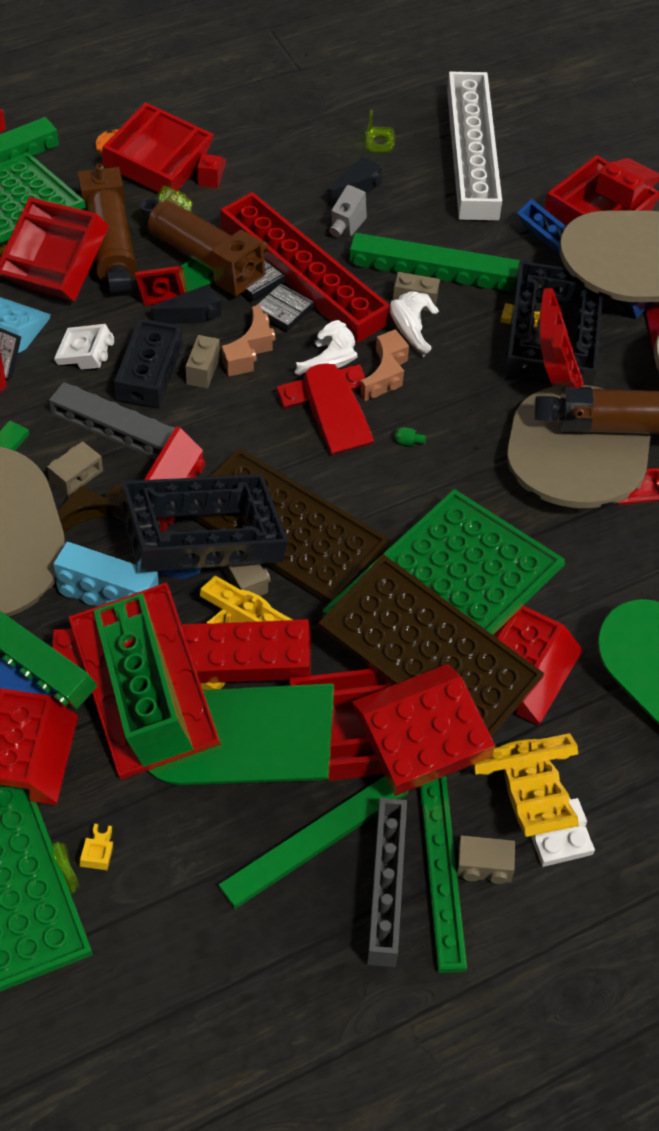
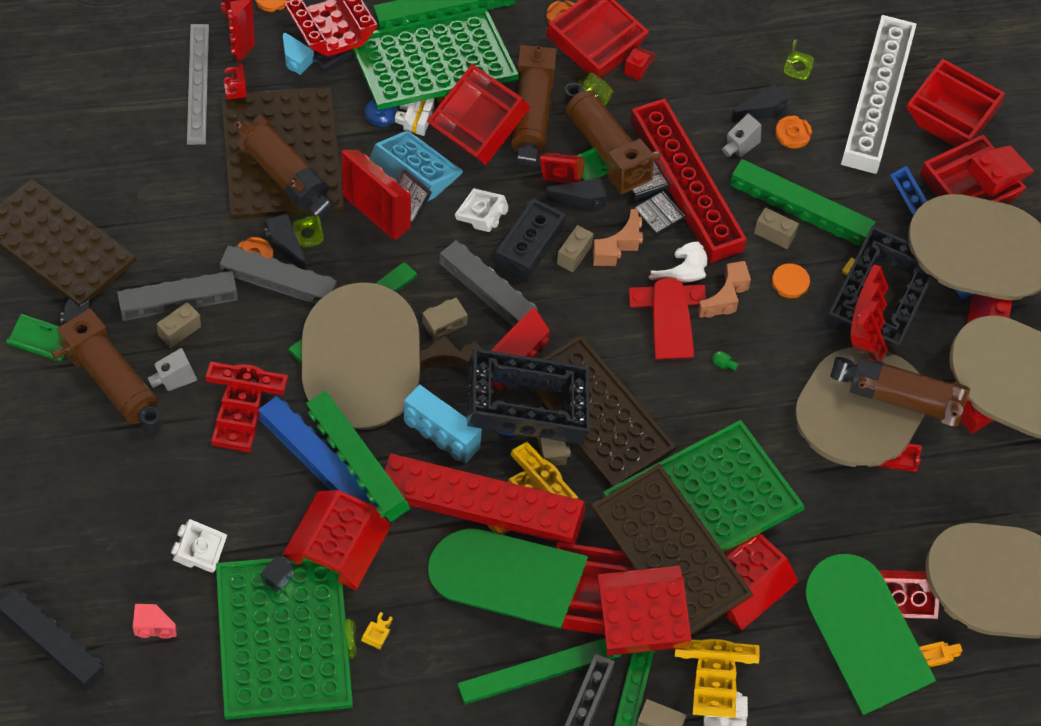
camera: 15 degrees right, 5 degrees up
(145, 681) = (447, 513): piece -> none
(397, 200) = (793, 132): none -> orange tile
(408, 318) = (760, 251): white hair -> none
(450, 340) = (790, 280): none -> orange tile
(553, 137) = (954, 104): none -> red slope

